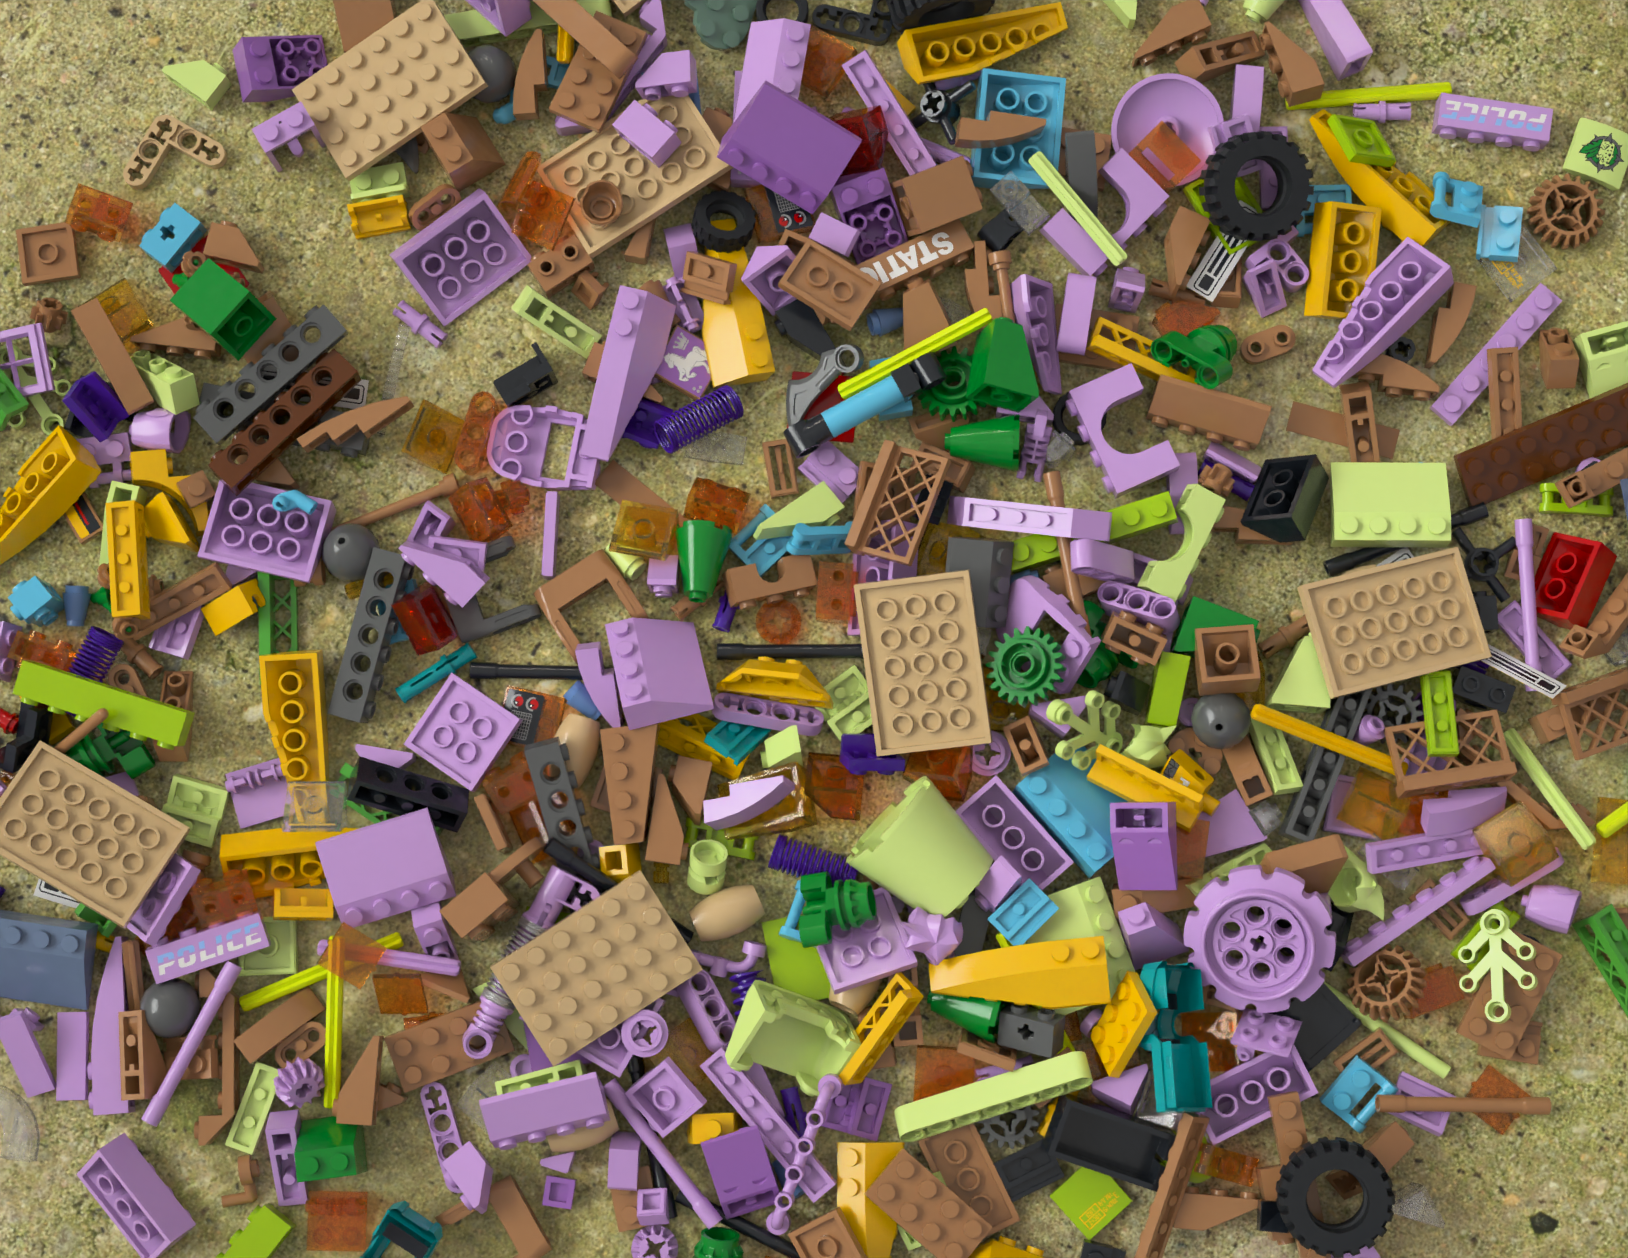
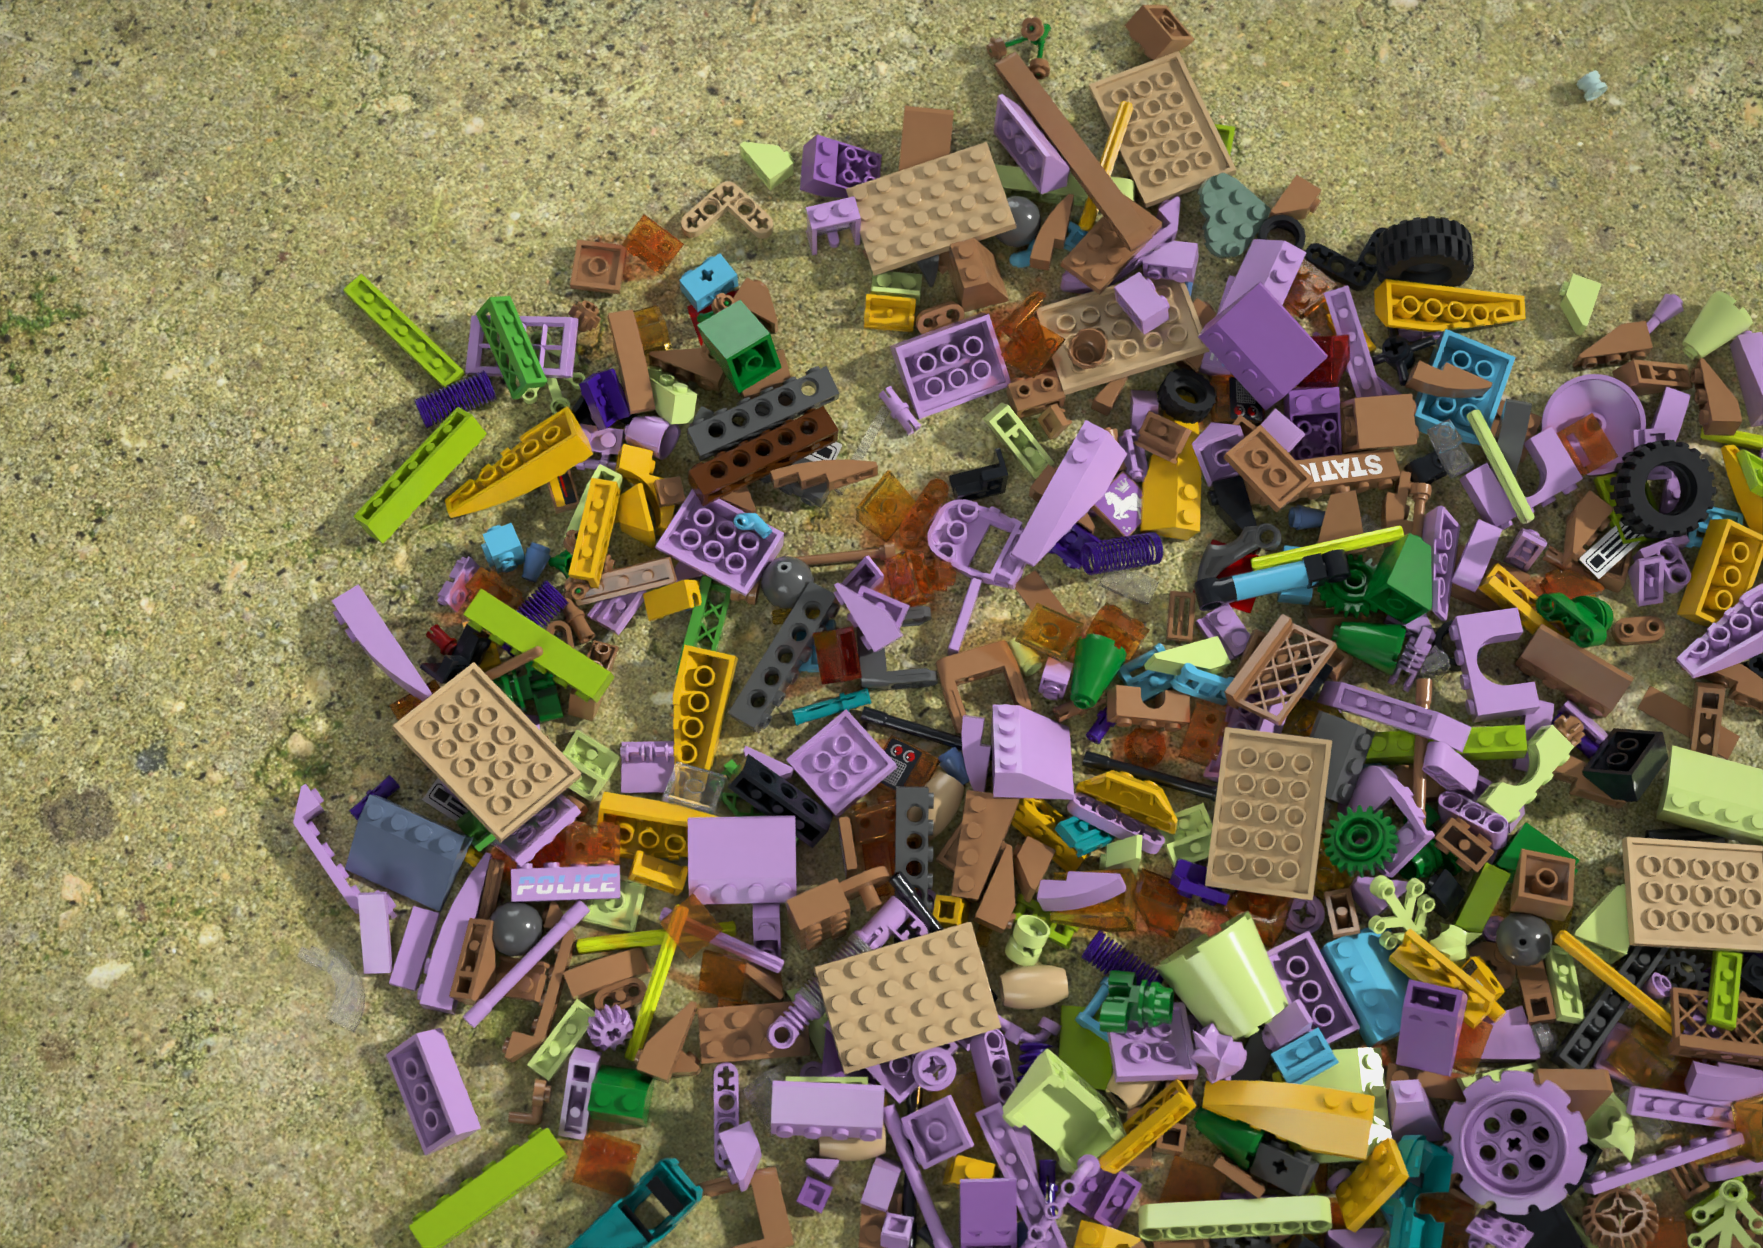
camera: 10 degrees right, 10 degrees down
(1285, 637) = (1597, 886): medium nougat pin -> none

